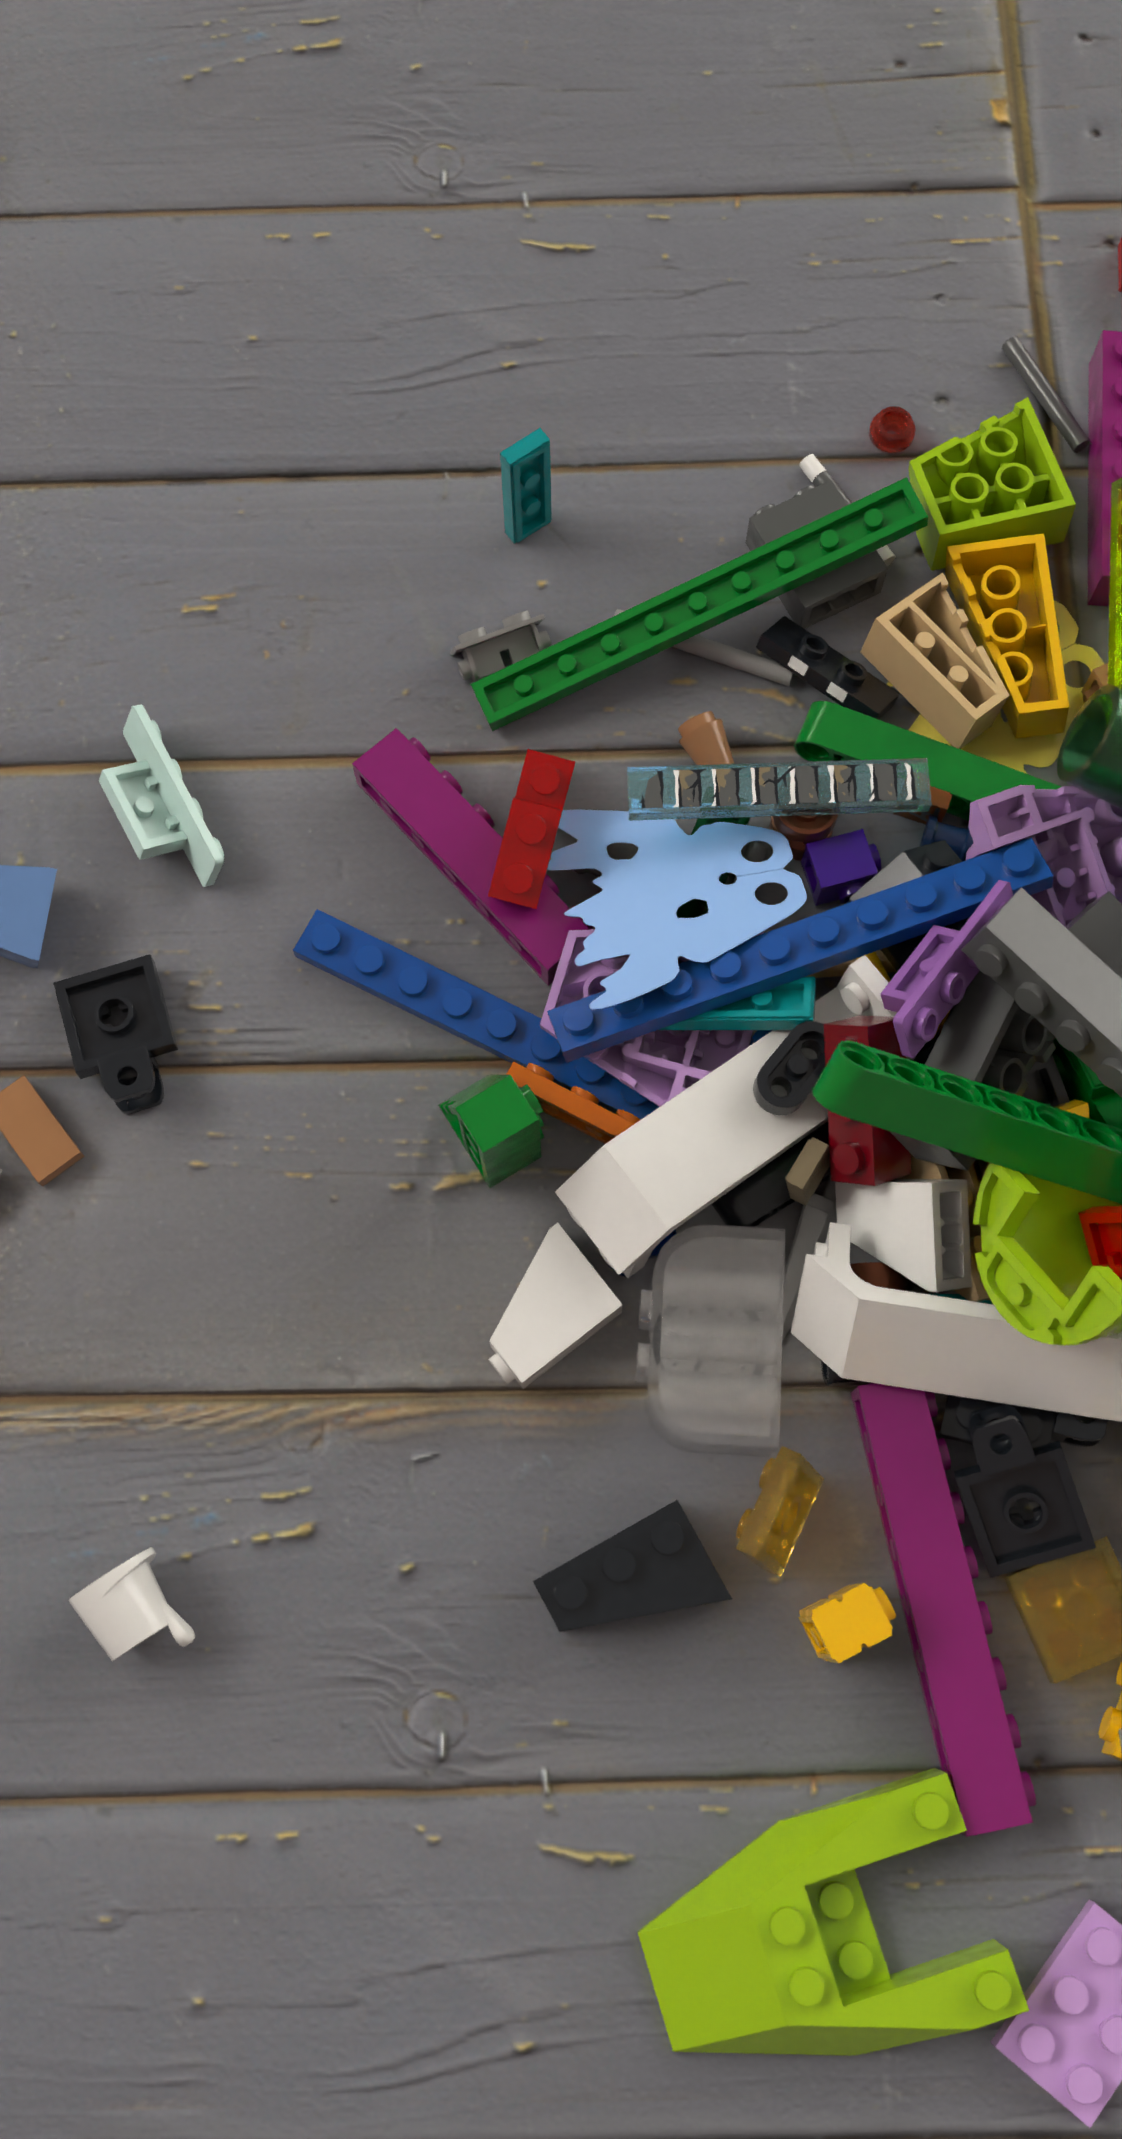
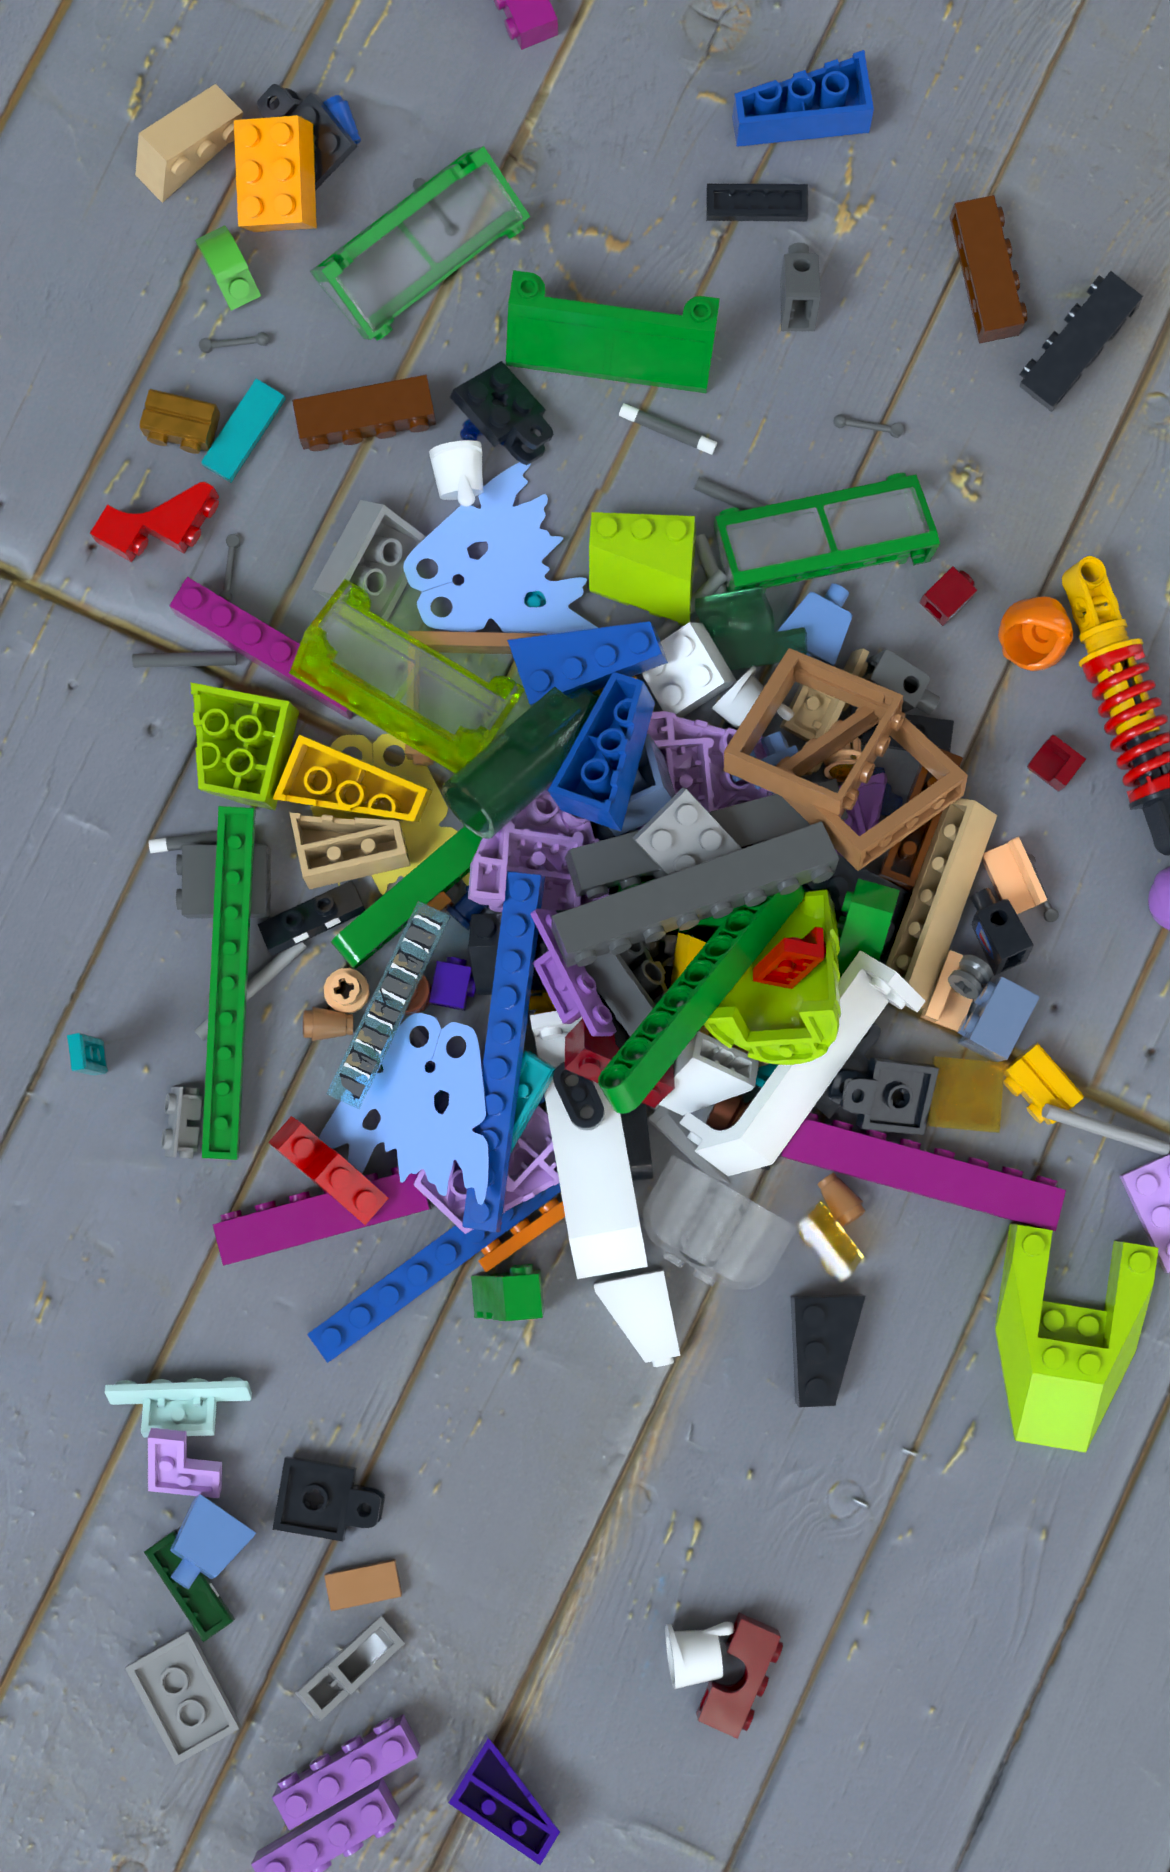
camera: 65 degrees left, 10 degrees up
(71, 836) = (175, 1473): none -> lavender plate
(78, 1691) = (730, 1706): none -> dark red arch
(766, 733) = (358, 996): none -> light nougat piece
(808, 1170) = (642, 1120): dark tan tile -> none
(839, 1506) = (841, 1200): none -> medium nougat cone
(848, 1621) = (909, 1235): yellow brick -> none
(895, 420) = (159, 767): clear red plate -> none

